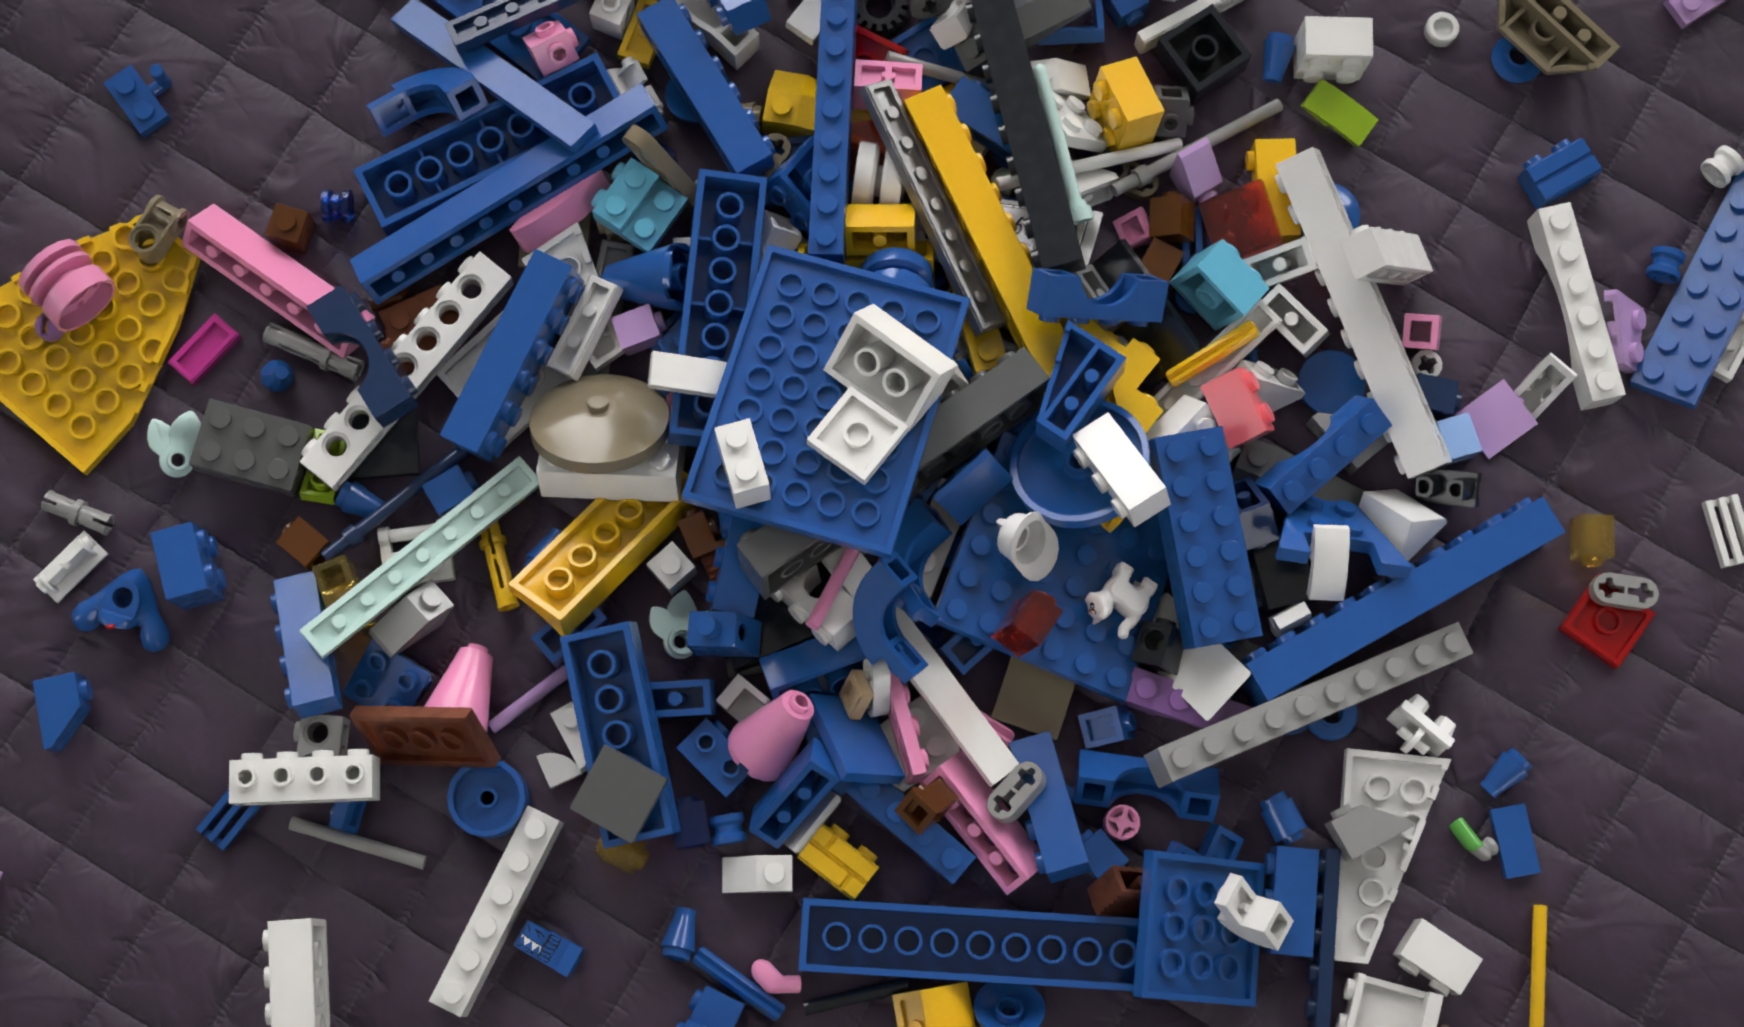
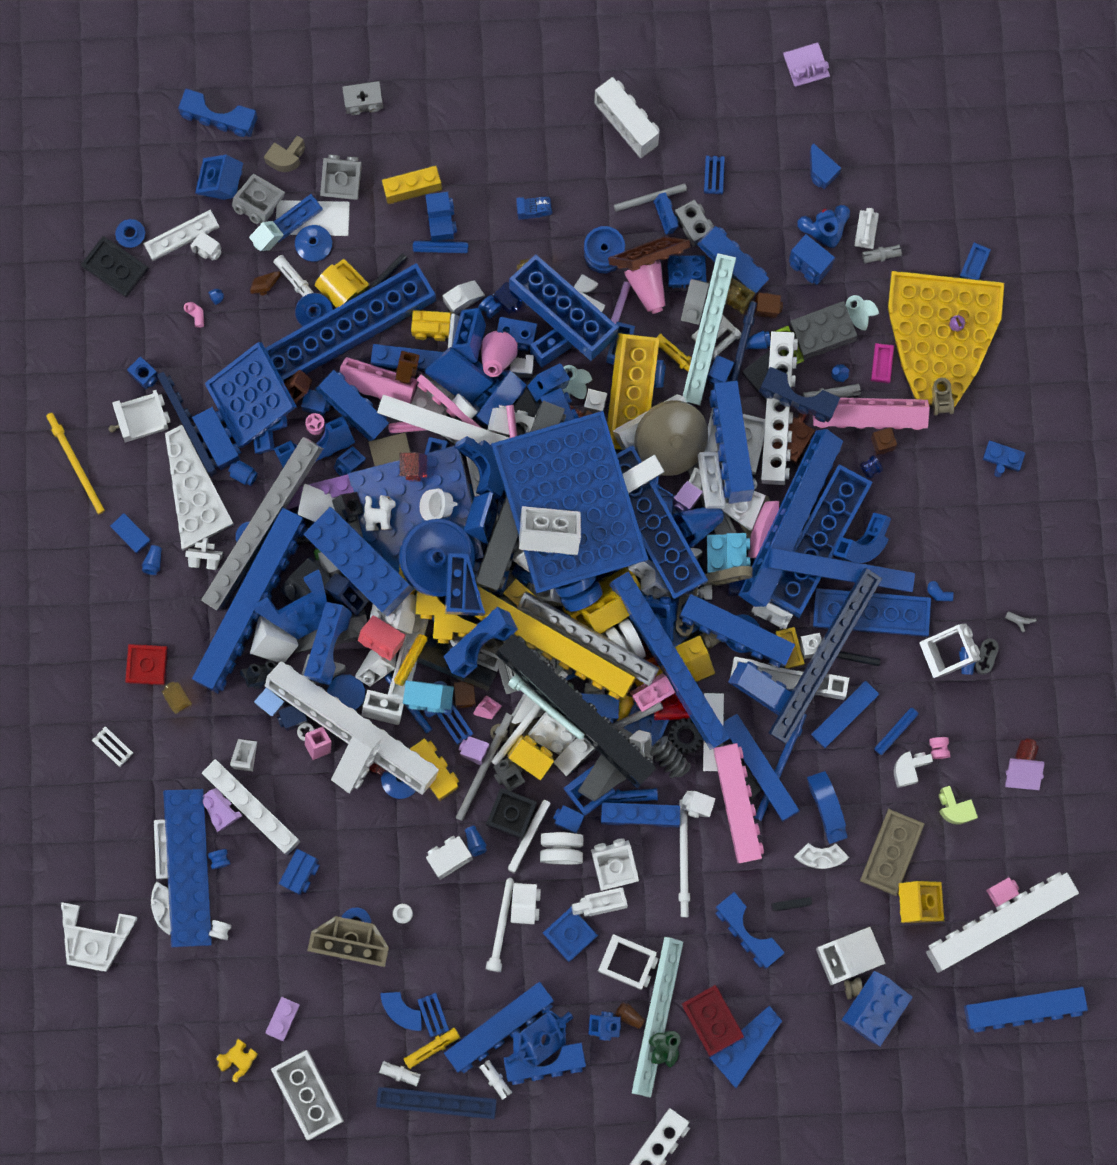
camera: 150 degrees right, 0 degrees up
(66, 285) = (959, 341): bright pink wheel -> none
(304, 779) = (688, 201): white brick -> none
(496, 912) = (567, 207): white brick -> none
(552, 47) = (824, 603): bright pink brick -> none
(619, 793) = (544, 278): dark grey tile -> none
(680, 936) = (479, 248): blue cone -> none
(742, 463) = (584, 439): white brick -> none
(772, 980) = (426, 256): bright pink arm -> none
(856, 694) = (472, 396): tan tile -> none
(857, 435) = (542, 487): white plate -> none
(876, 618) = (477, 423): blue arch -> none
(1009, 789) = (375, 399): light grey beam -> none
(1120, 470) = (415, 556): white brick -> none
(1172, 218) = (473, 720): reddish brown brick -> none
(1243, 219) = (437, 738): clear red plate -> none
(1252, 916) = (231, 413): white brick -> none
(1284, 262) = (407, 727): white slope -> none
(1289, 619) = (295, 559): white slope -> none
(1328, 562) = (293, 590): white slope -> none
(1339, 112) = (426, 832): lime slope -> none
(1363, 828) = (203, 488): light grey slope -> none
(1436, 957) = (135, 456): white brick -> none
(1469, 840) = (142, 519): bright green arm -> none
(1498, 418) = (256, 727): lavender piece -> none
(1624, 584) = (149, 683): light grey beam -> none

